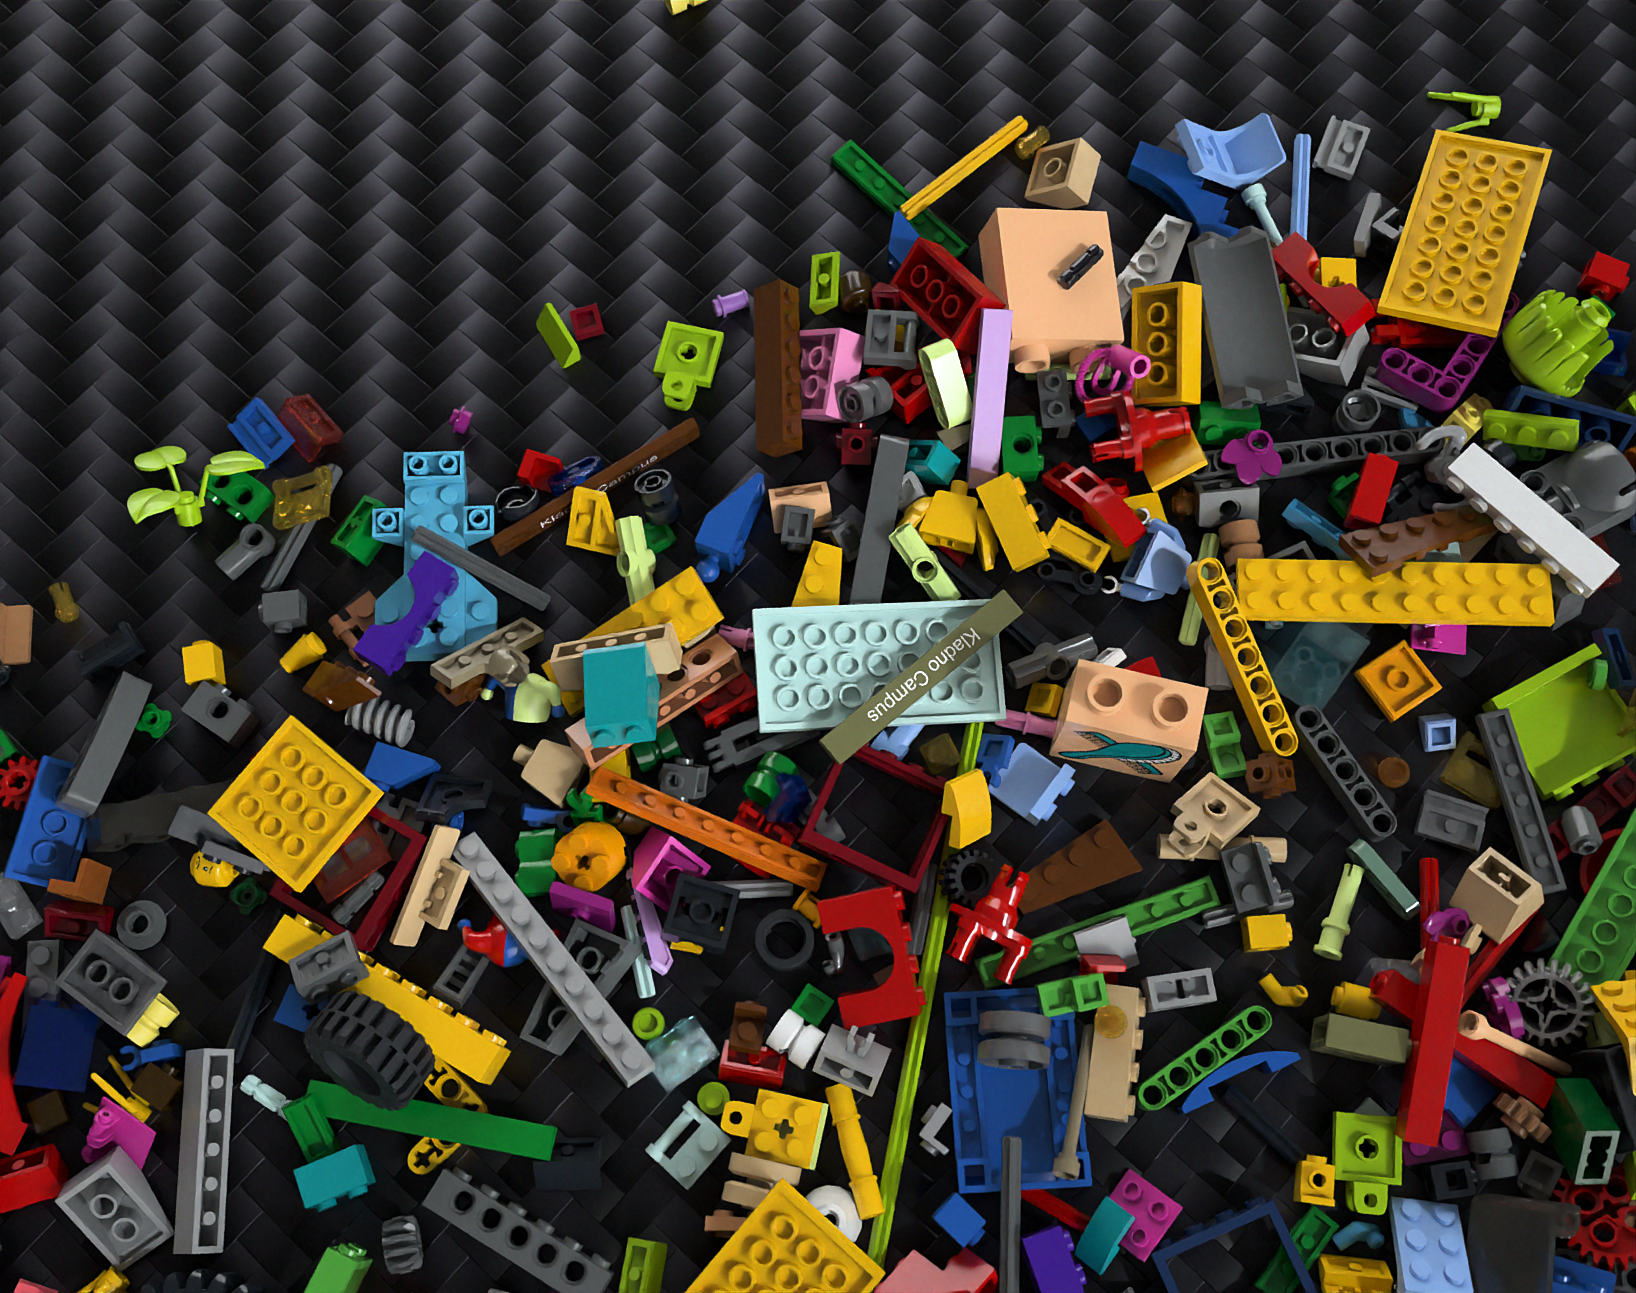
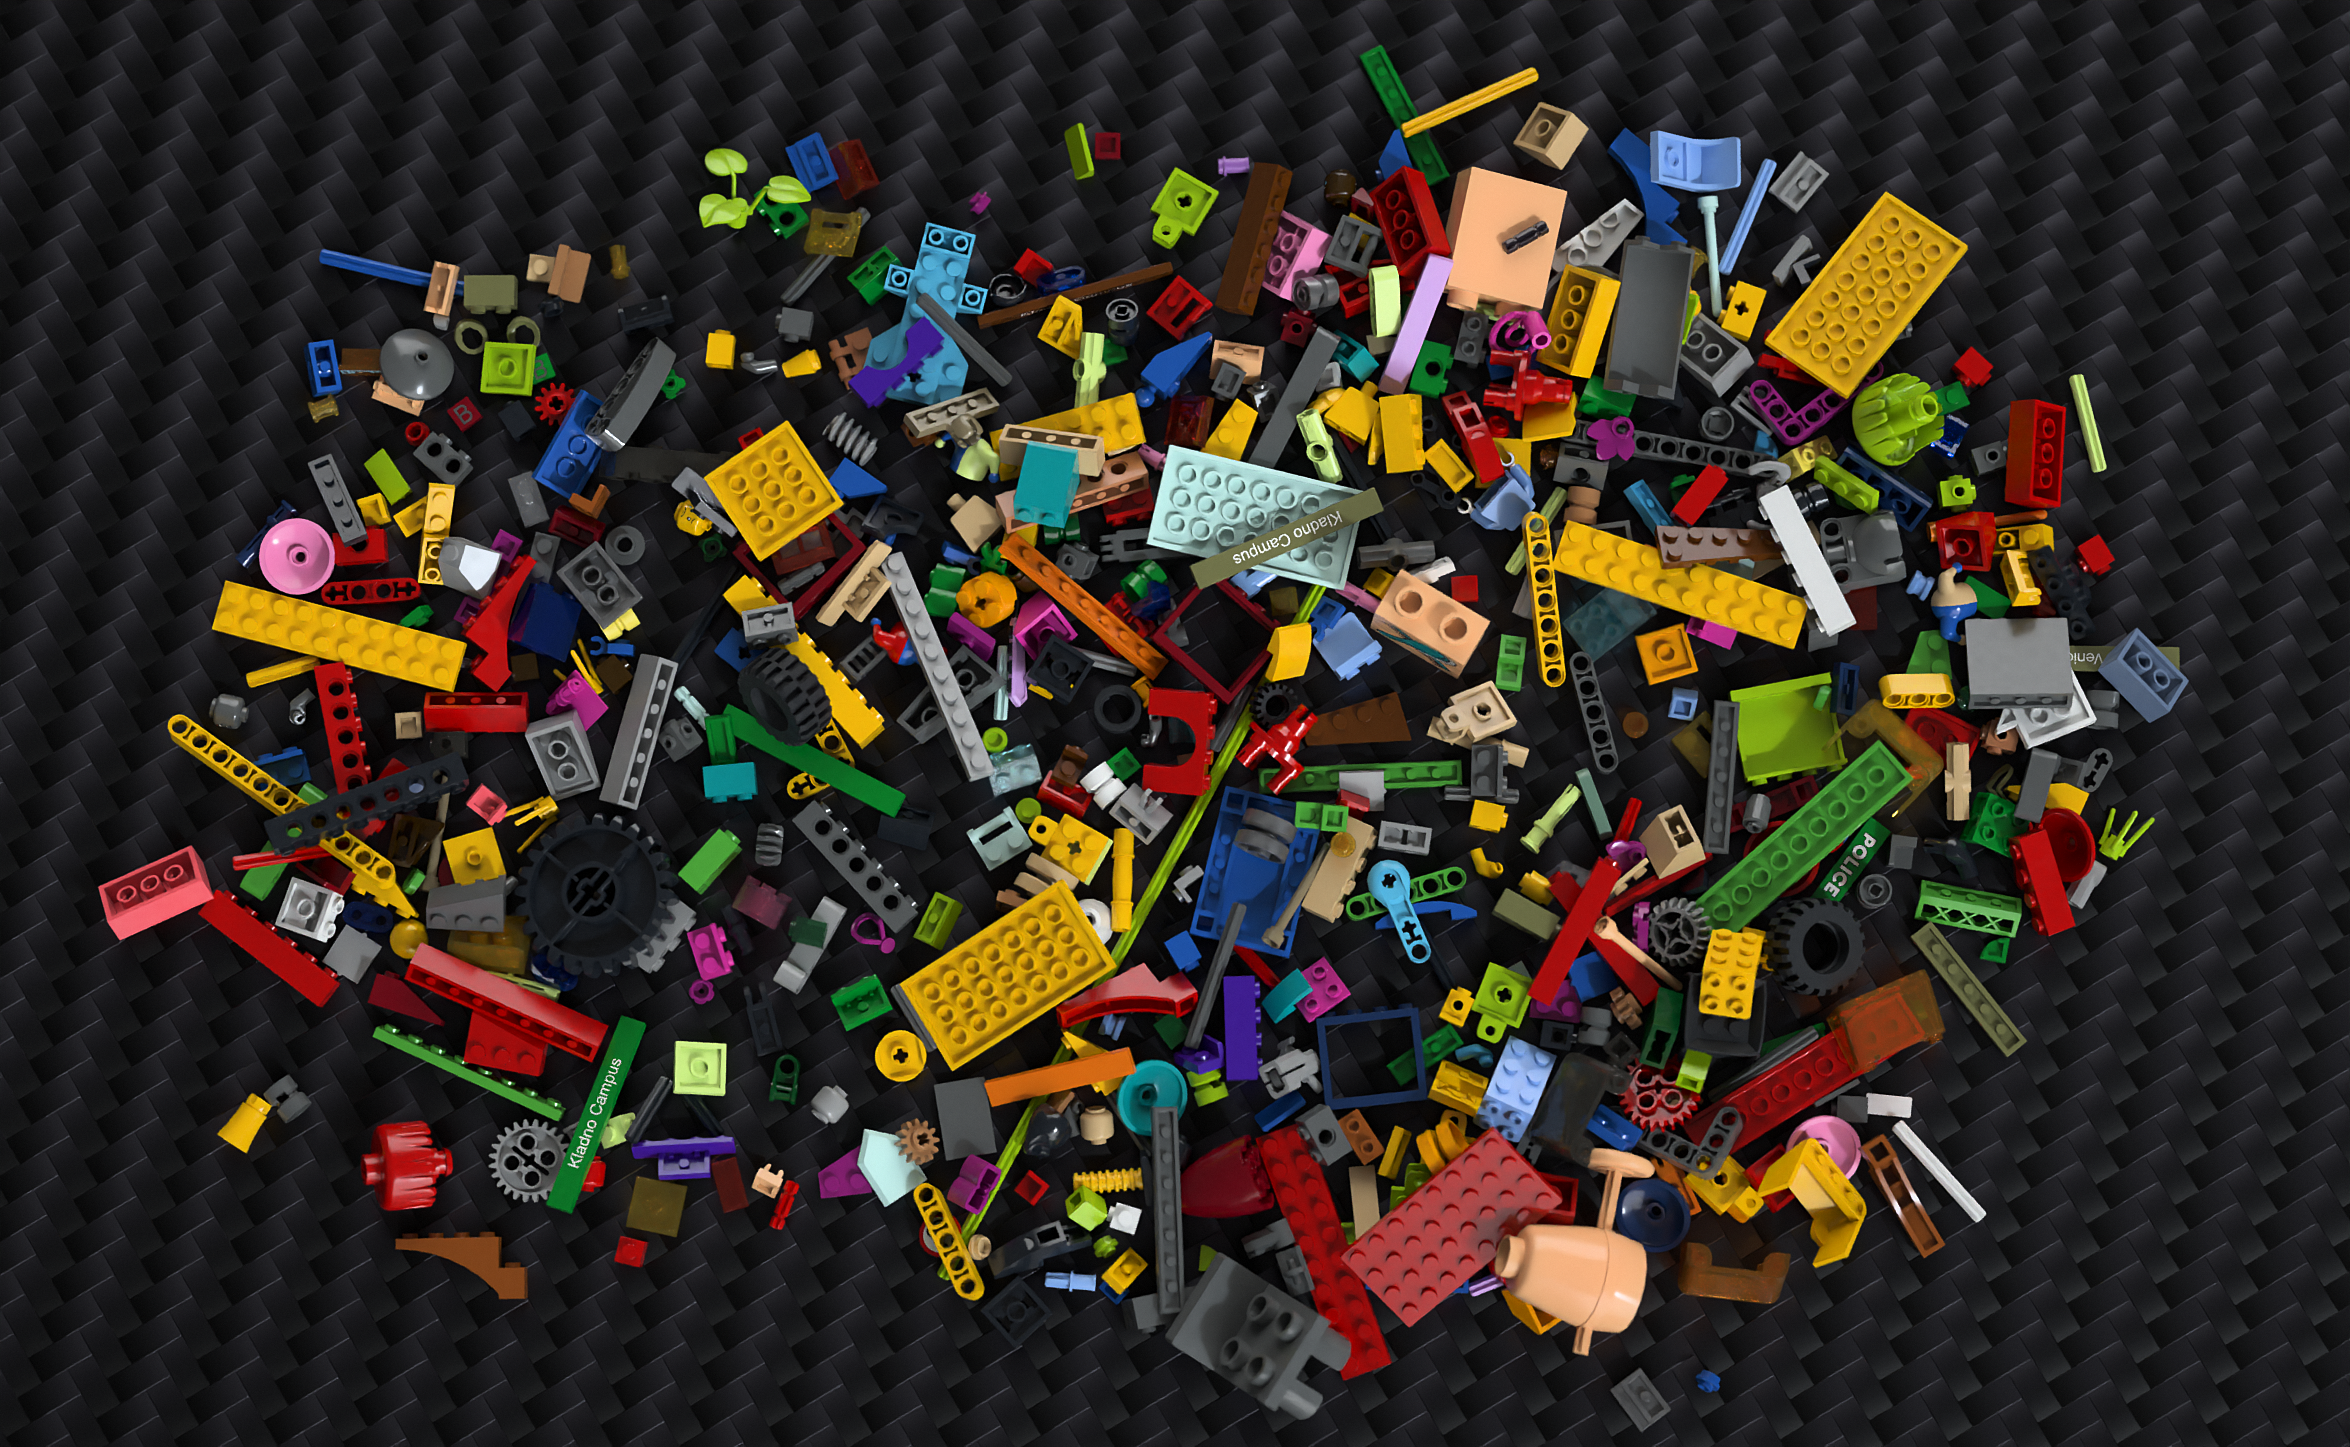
camera: 15 degrees right, 10 degrees up
(206, 704) = (730, 409): dark grey brick -> none
(244, 553) = (772, 264): dark grey piece -> none
(253, 671) = (757, 367): none -> dark grey arm
(257, 1143) = (679, 738): none -> dark grey brick
(340, 686) = (827, 404): reddish brown slope -> none
(709, 462) = (1173, 302): none -> red plate
(767, 581) = (1189, 421): none -> clear red plate
(824, 282) = (1317, 172): lime slope -> none
(1027, 146) = (1536, 95): clear yellow pin -> none
(1203, 1075) = (1397, 902): none -> medium azure beam
(1270, 775) = (1534, 698): reddish brown brick -> none
(1342, 306) = (1715, 281): red arch -> none
(1451, 821) = (1664, 776): flat silver plate -> none
(1482, 107) = (1935, 180): lime plant -> none

